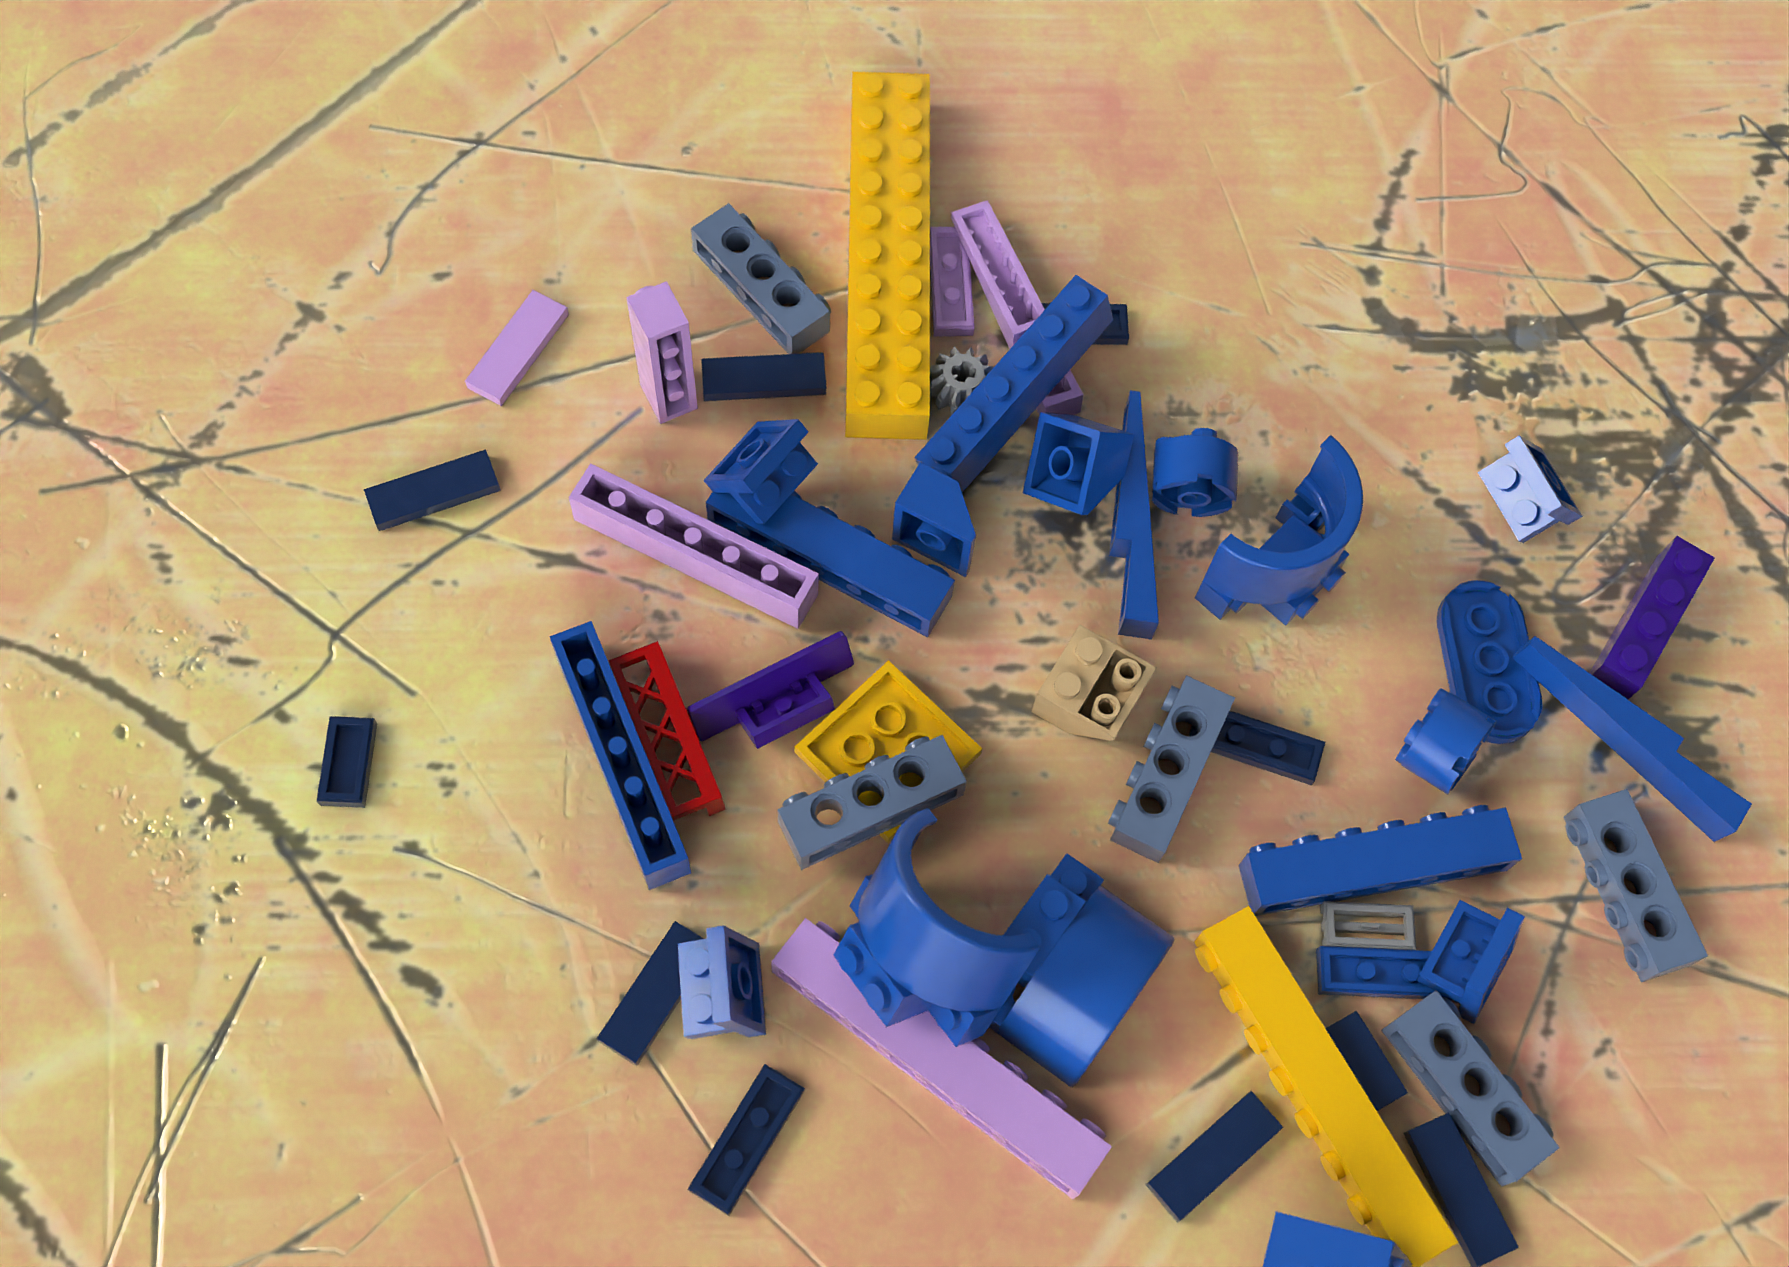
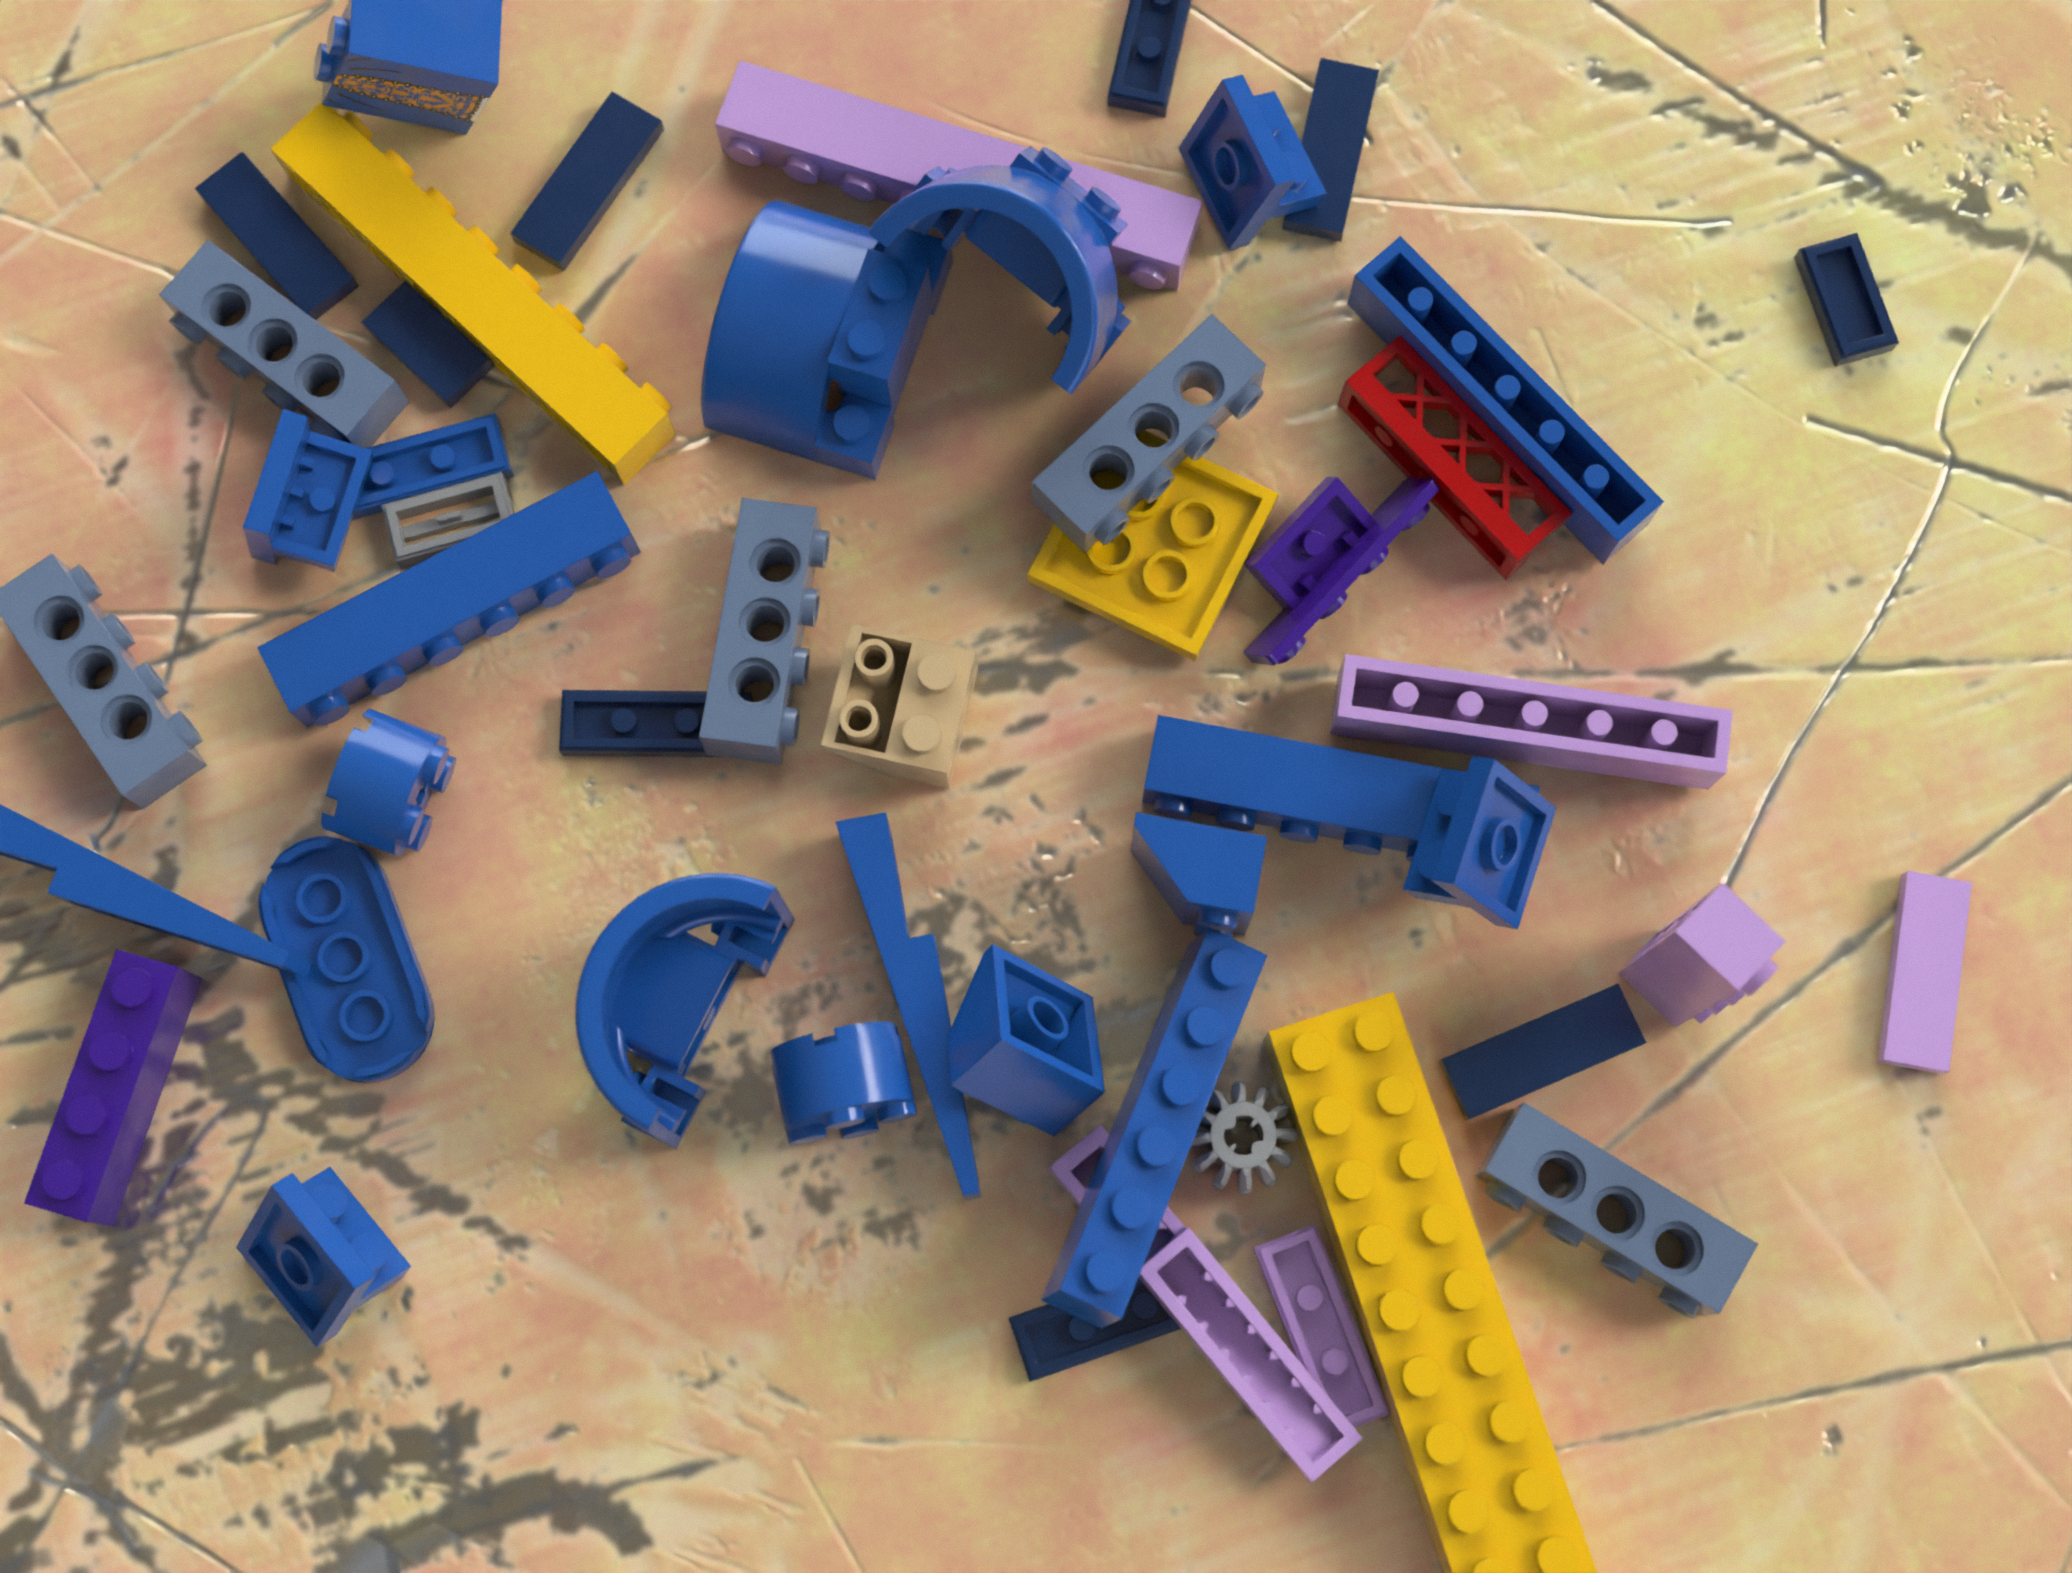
camera: 170 degrees right, 10 degrees up
(432, 490) = (1930, 705): dark blue tile -> none

